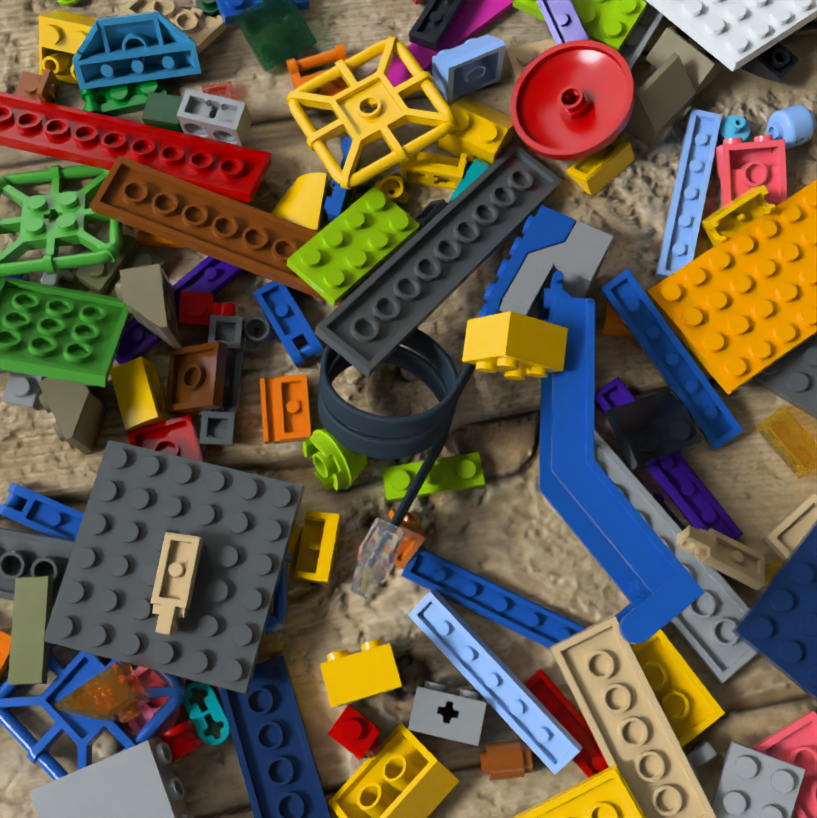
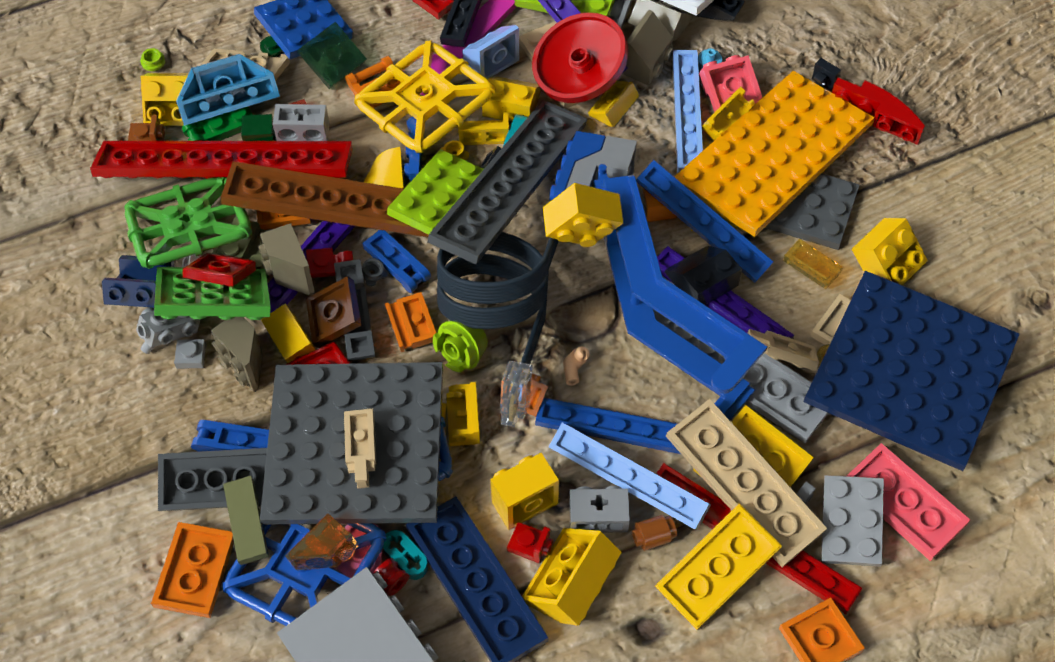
camera: 15 degrees left, 15 degrees down
(70, 298) = (219, 269): none -> red tile
(446, 476) = (550, 345): lime plate -> none
(465, 507) = (573, 363): none -> light nougat arm
(793, 124) = (754, 45): light blue head -> none

